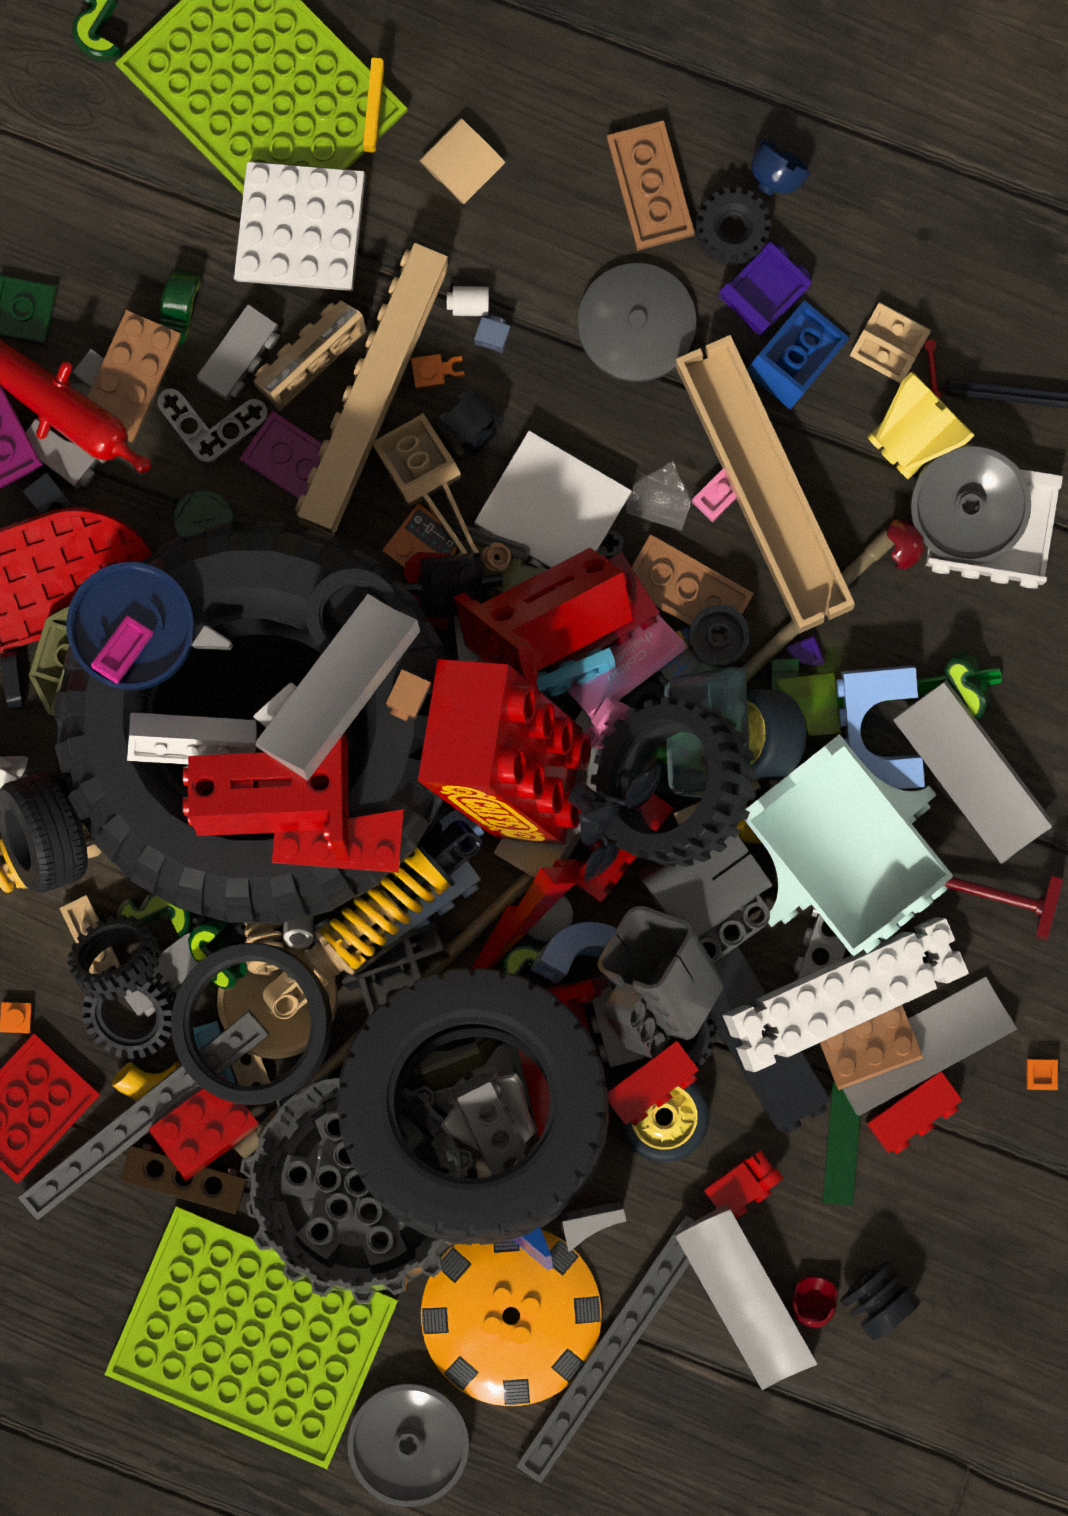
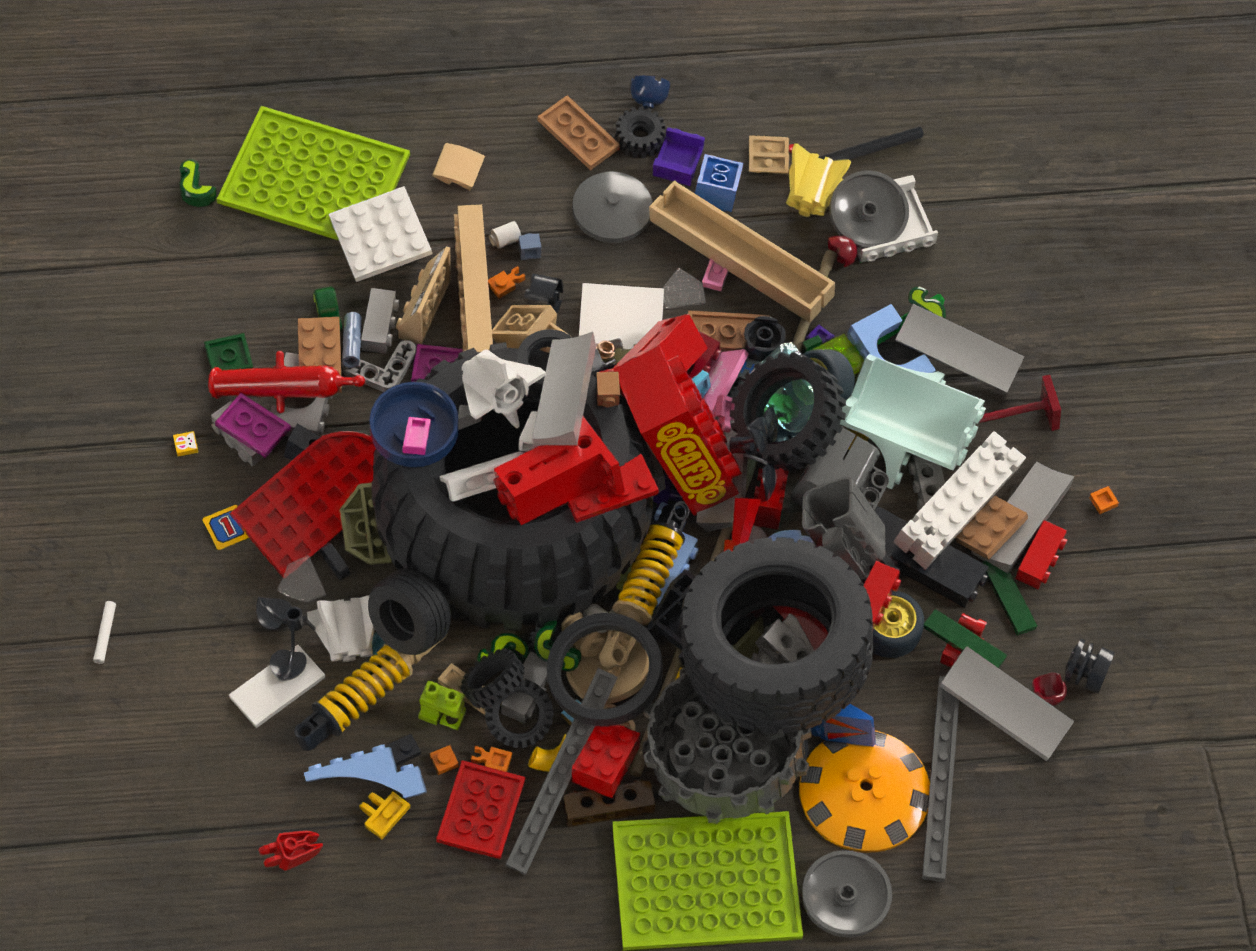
camera: 30 degrees left, 25 degrees down
(39, 952) = (441, 700): none -> lime hips
(77, 1052) = (495, 759): none -> orange plate
(186, 368) = (351, 340): none -> sand blue axle
(259, 627) = (497, 385): none -> white brick
(373, 105) = (389, 153): yellow tile -> none
(585, 1222) = (887, 680): light grey arch -> none
(739, 1191) = (960, 638): none -> dark green tile

